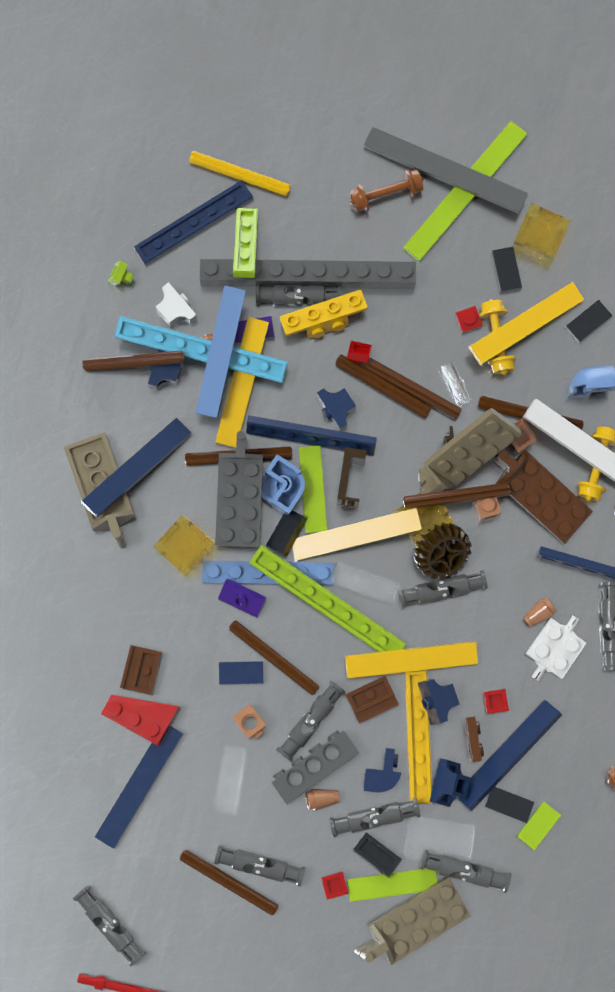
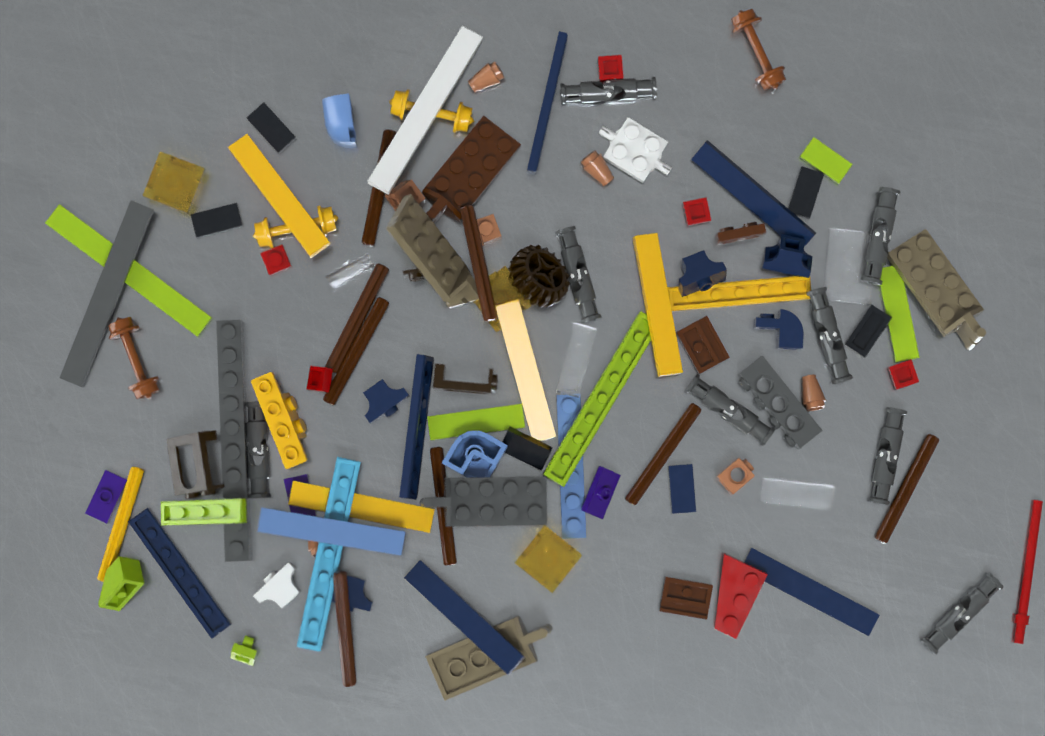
camera: 95 degrees left, 5 degrees up
(187, 169) = (120, 583): none -> lime slope
(265, 162) = (106, 496): none -> dark purple plate
(273, 242) = (202, 467): none -> panel

